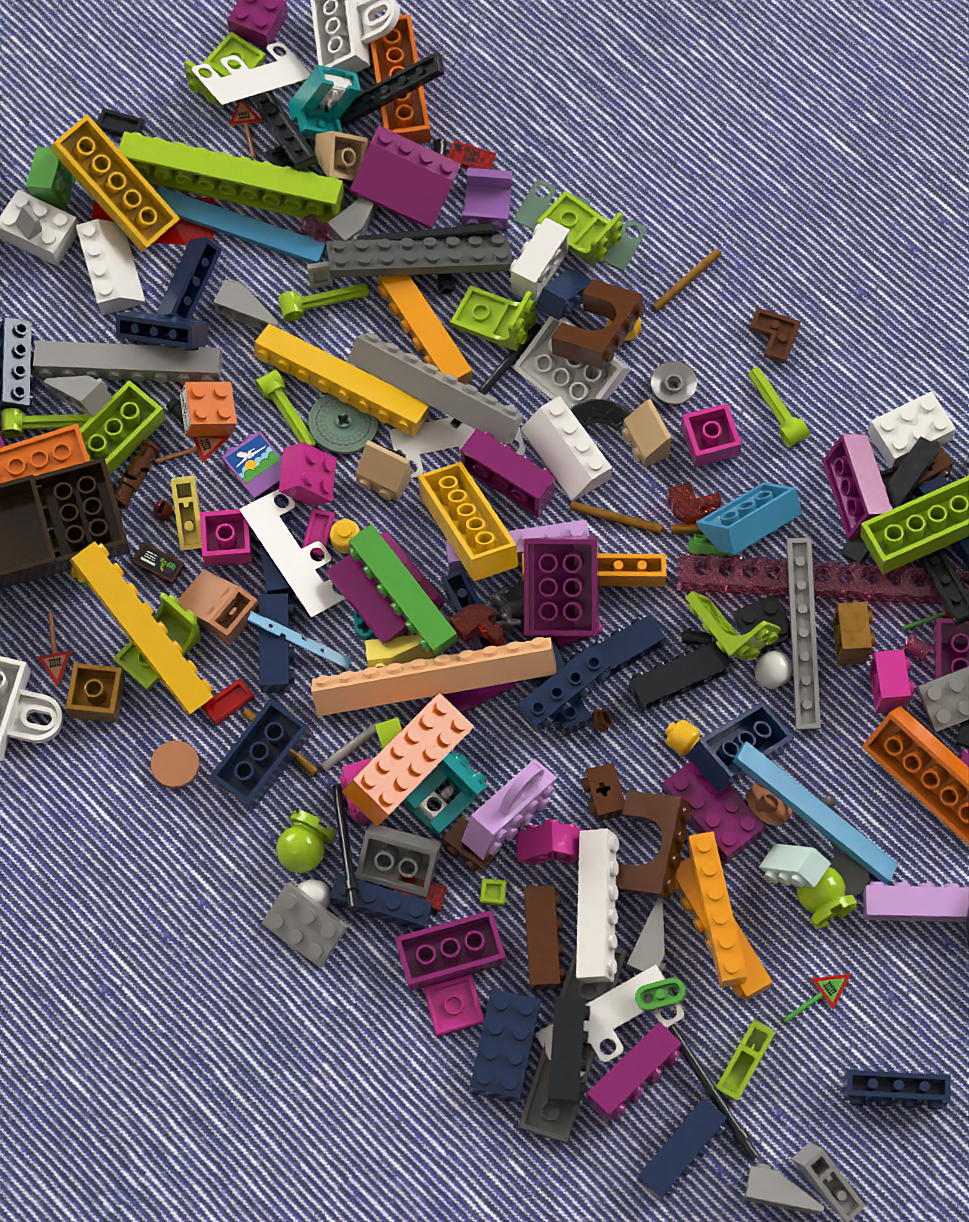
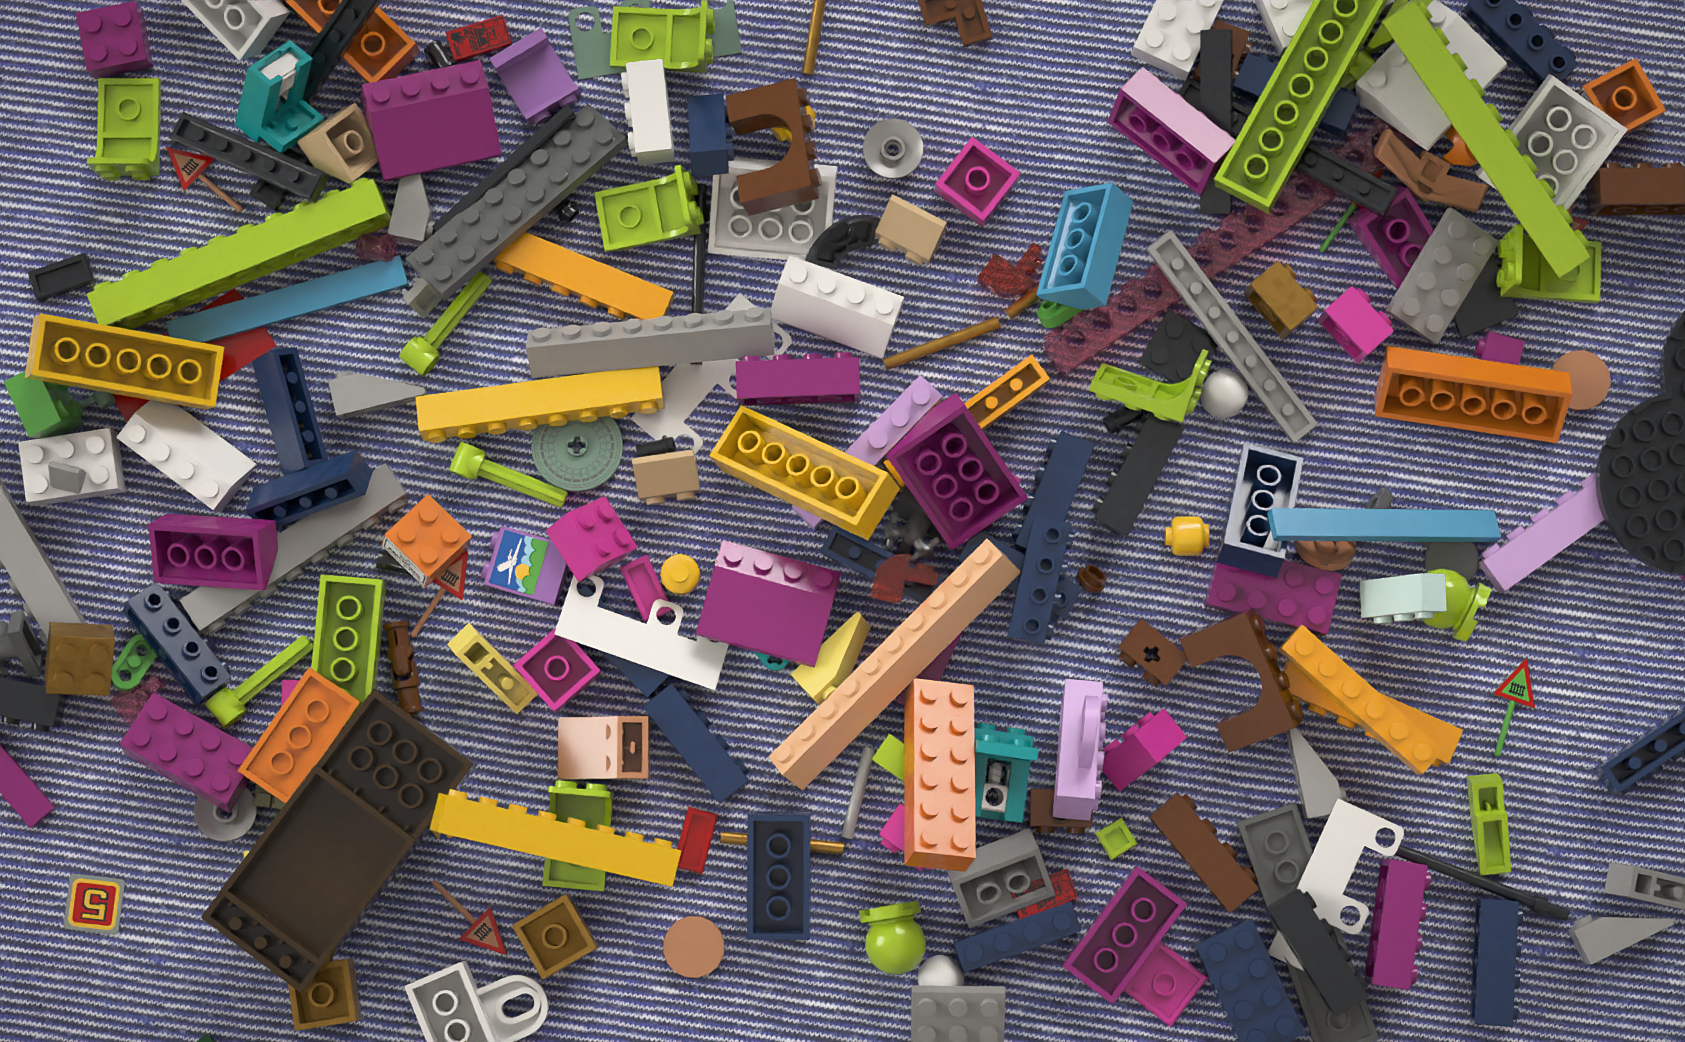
camera: 35 degrees left, 15 degrees up
(77, 325) = (213, 551): none -> magenta slope
(80, 392) = (279, 624): light grey slope -> none
(86, 202) = (103, 400): none -> sand green hand
(158, 563) = (505, 745): tile -> none
(167, 511) = (470, 684): dark red hinge -> none
(249, 82) = (178, 125): white piece -> none
(295, 638) = (717, 725): piece -> none
(351, 886) = (981, 948): black bar -> none
(403, 590) = (795, 598): bright green brick -> none
(597, 906) = (1238, 783): white brick -> none
(659, 991) = (1367, 828): bright green plate -> none
(791, 429) = (1054, 112): lime axle -> none
(917, 647) = (1352, 263): clear pink bush -> none

